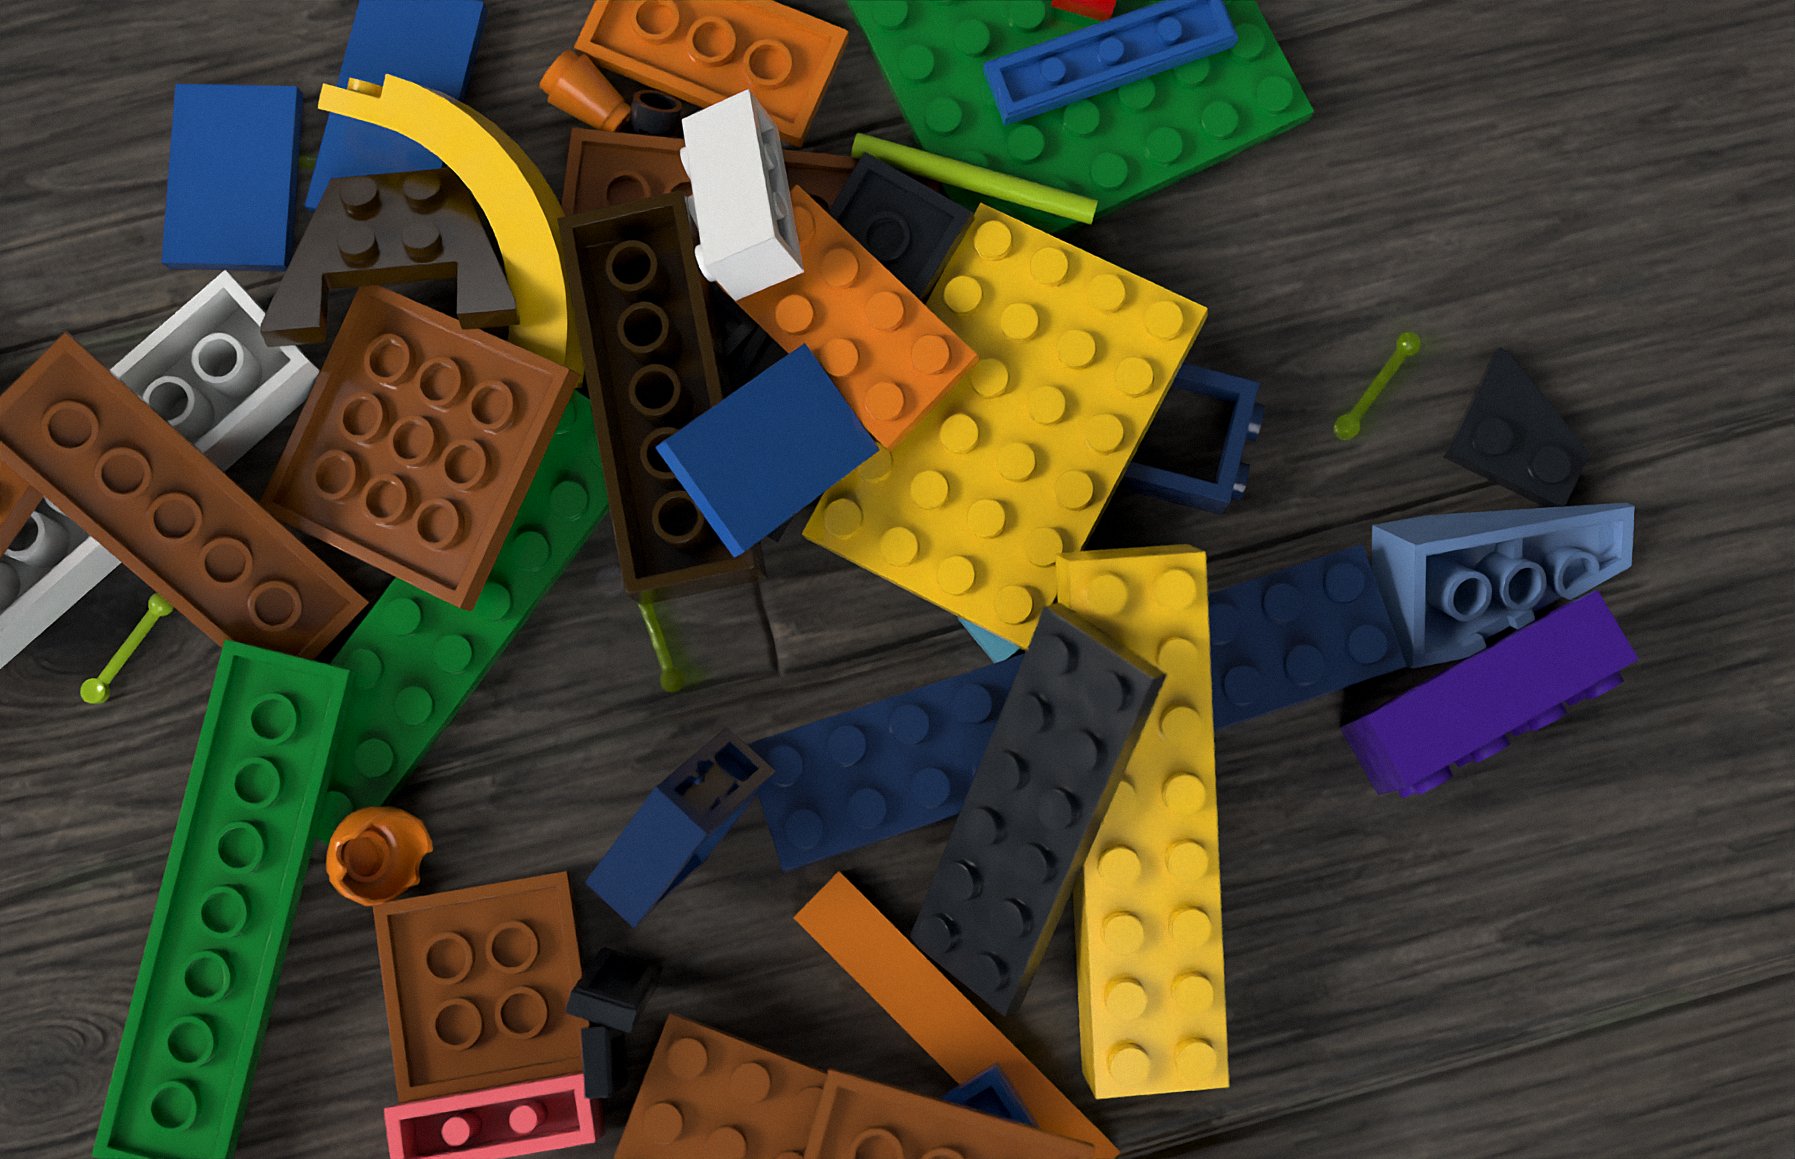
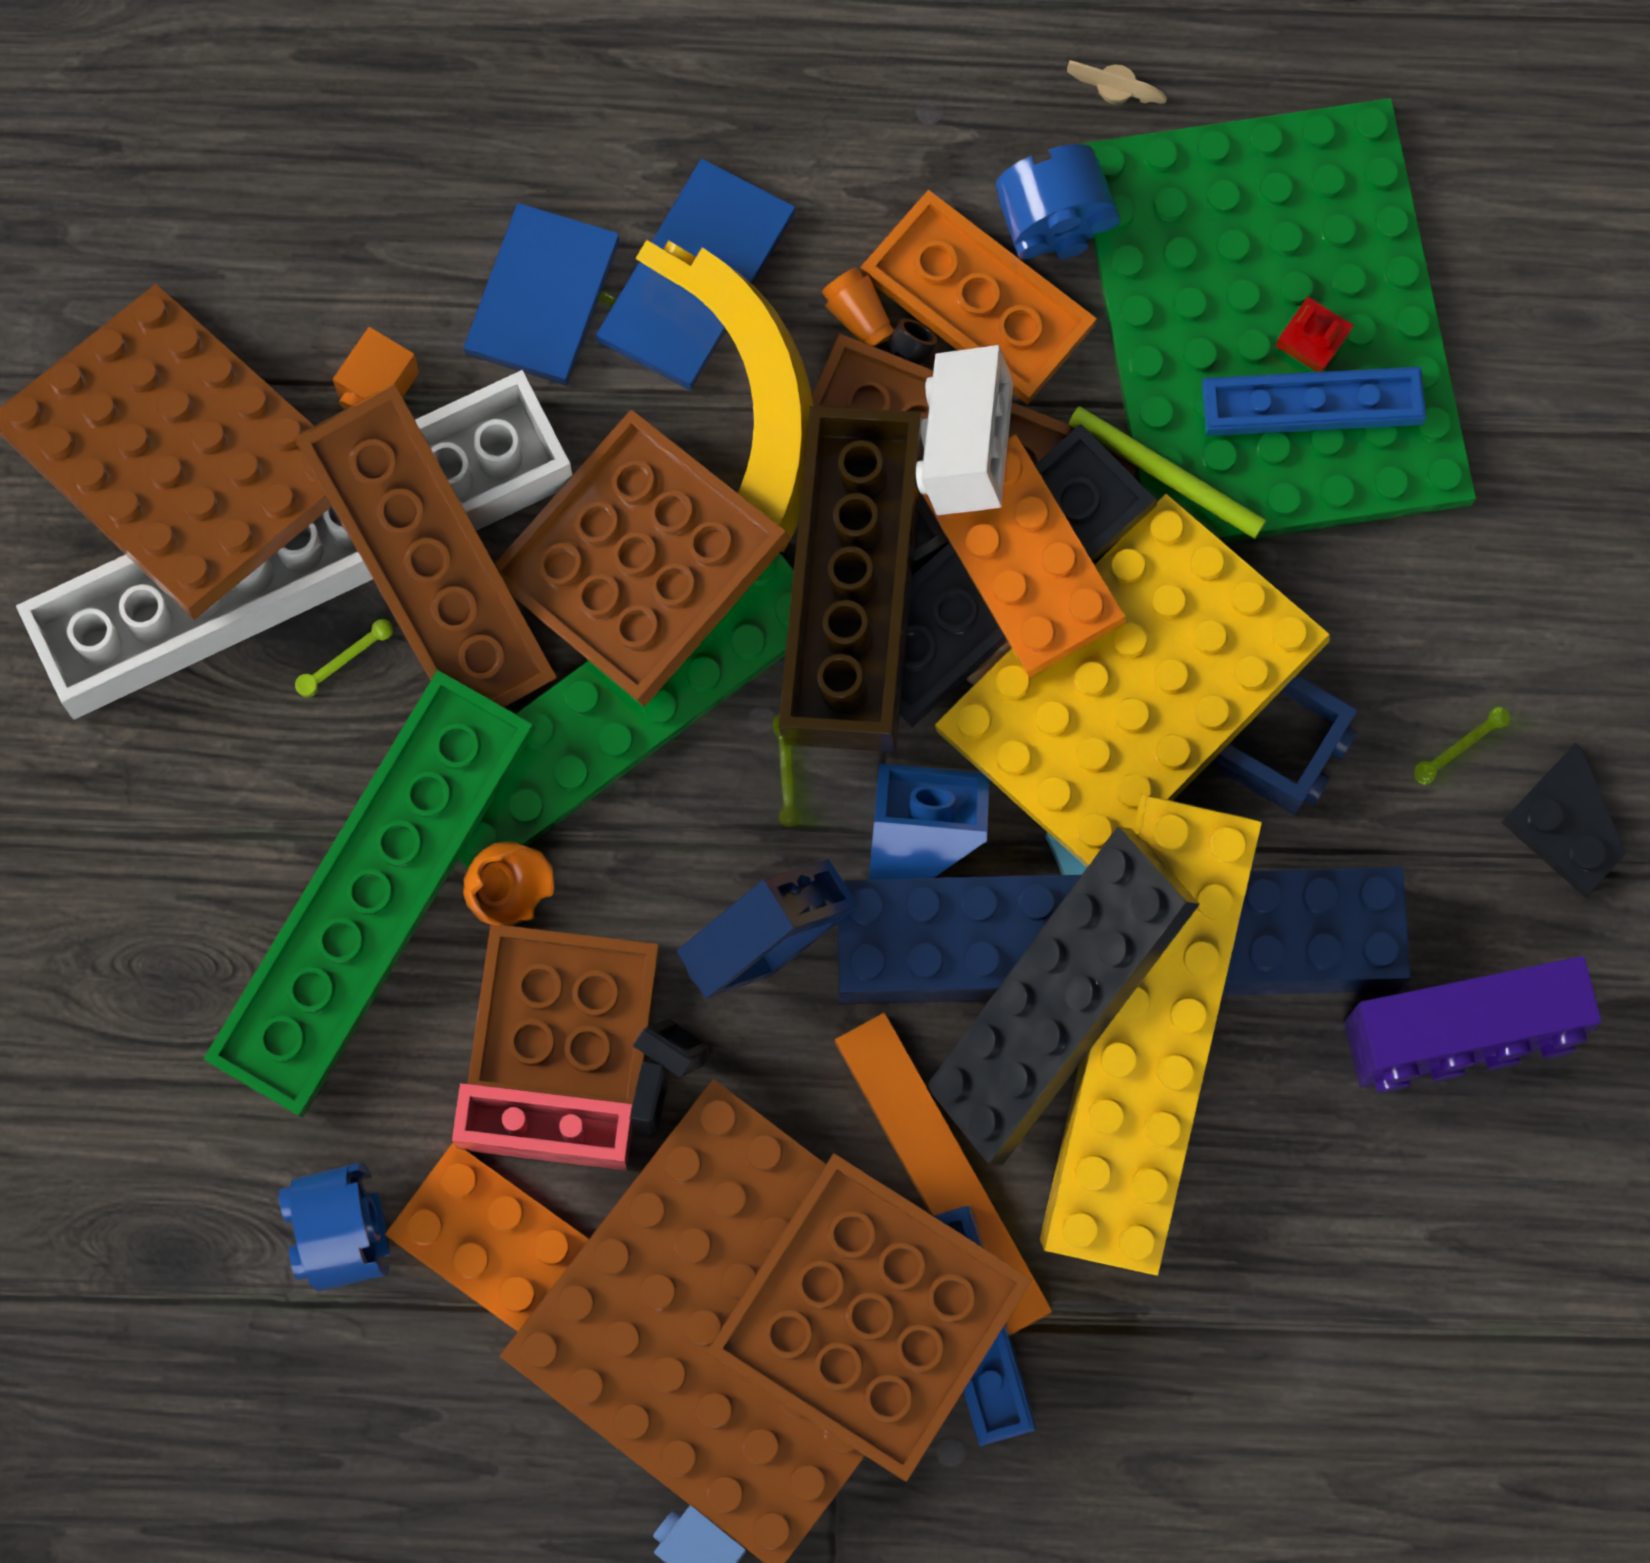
camera: 15 degrees right, 5 degrees down
(72, 306) = (373, 366): none -> orange brick
(389, 233) = (663, 378): dark brown wing -> none
(768, 450) = (930, 642): blue tile -> none
(823, 643) = (926, 820): none -> blue slope
(1476, 573) = (1491, 922): medium blue wedge -> none

